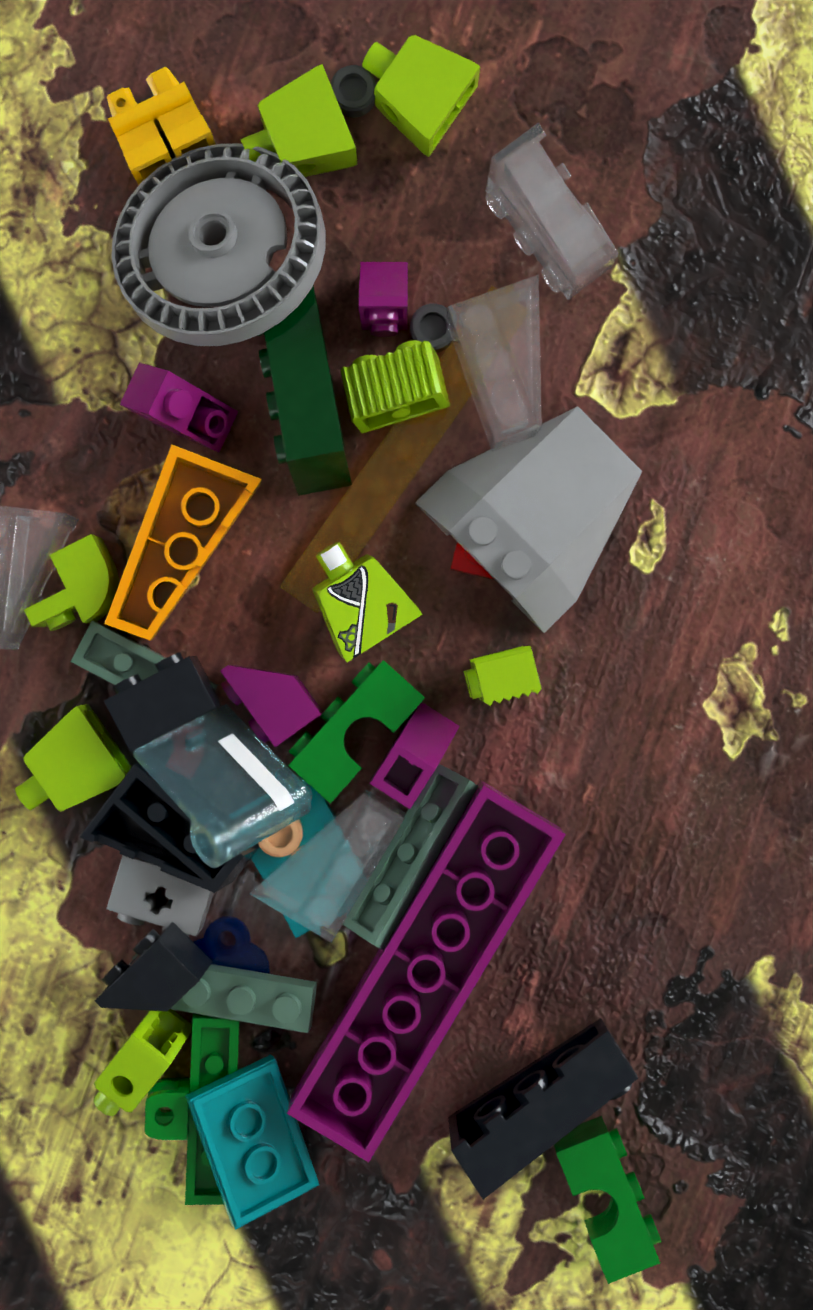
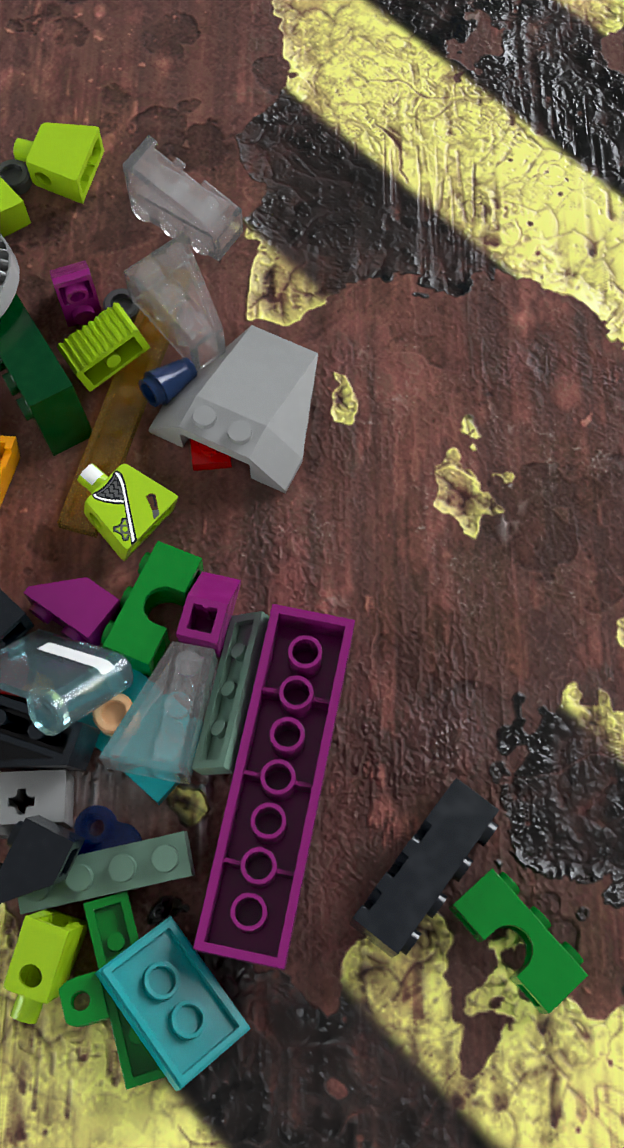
camera: 15 degrees left, 20 degrees down
(455, 456) = (165, 382): none -> dark blue cone
(503, 675) = (259, 520): lime brick -> none

